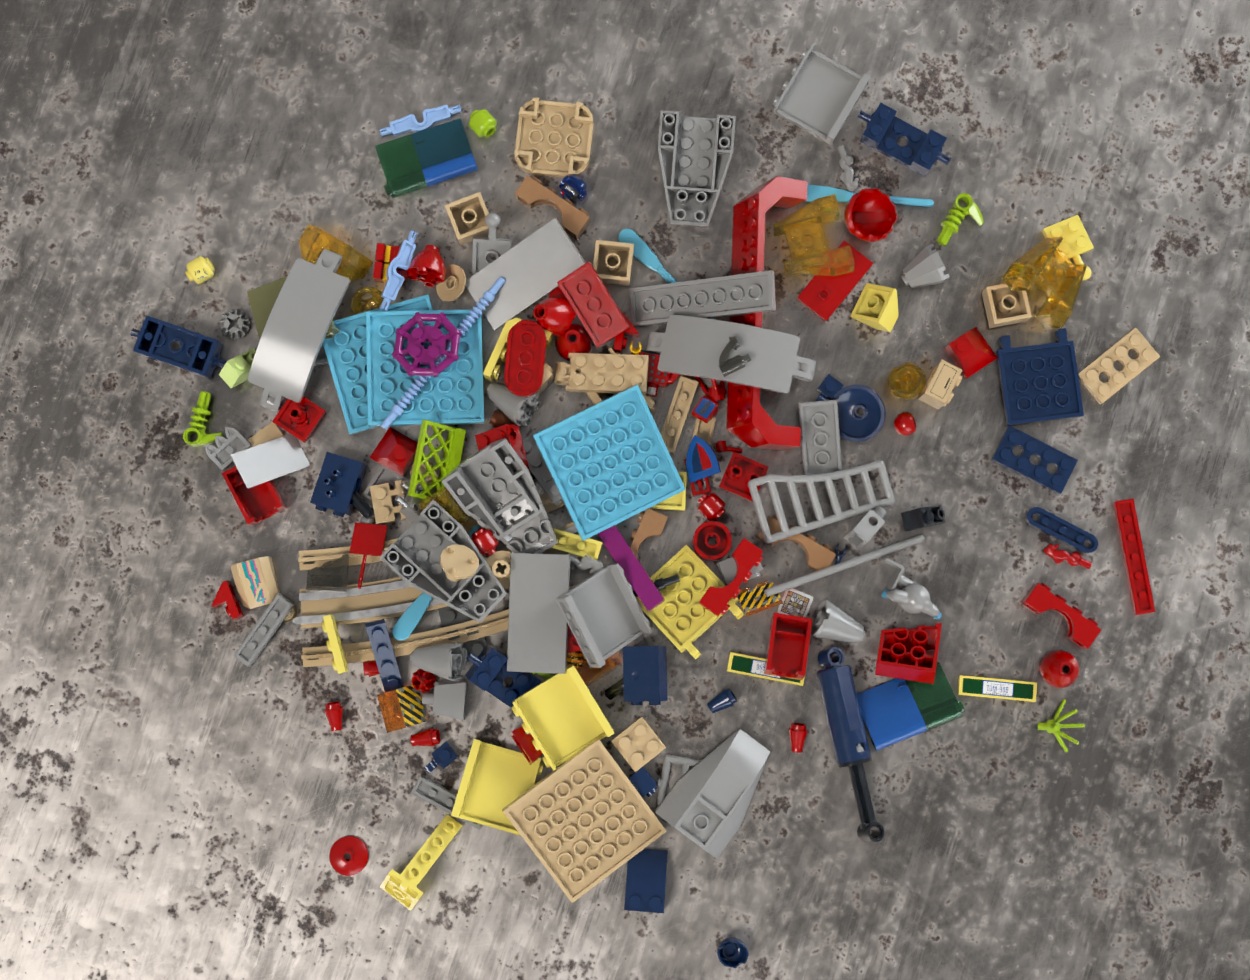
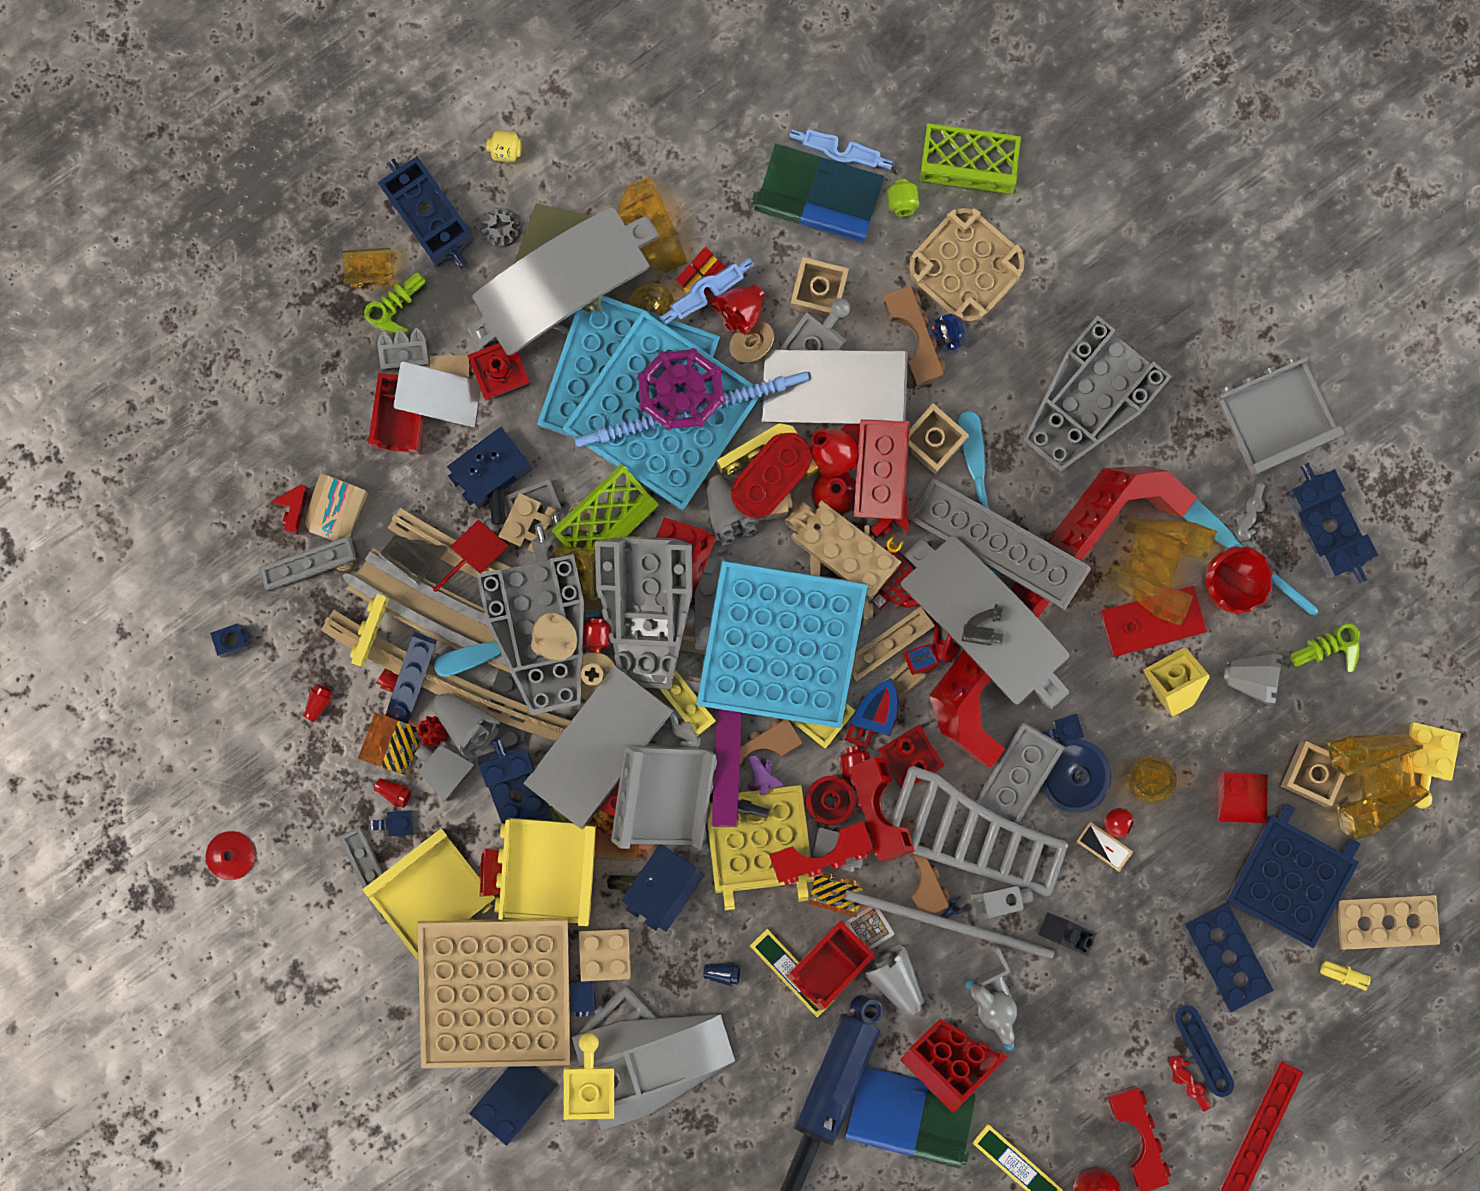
camera: 30 degrees right, 0 degrees up
(165, 410) = (367, 266): none -> clear yellow bracket
(237, 369) = (471, 276): yellowish green slope -> none
(241, 720) = (220, 640): none -> dark blue brick
(395, 451) = (571, 475): red slope -> none
(403, 885) = (264, 926): light yellow bracket -> none
(499, 419) = (701, 519): copper cone -> none
(517, 79) = (964, 176): none -> lime fence
(658, 558) = (762, 775): none -> medium lavender piece
(691, 837) = (588, 1088): none -> light yellow plate
(721, 447) = (910, 710): red hand -> none
(729, 509) = (871, 781): none -> red arch
(797, 736) = (774, 1065): red cone -> none
(906, 445) = (1104, 847): none -> slope
(940, 384) = (1185, 808): tan brick -> none
(1115, 418) = (1345, 975): none -> light yellow axle

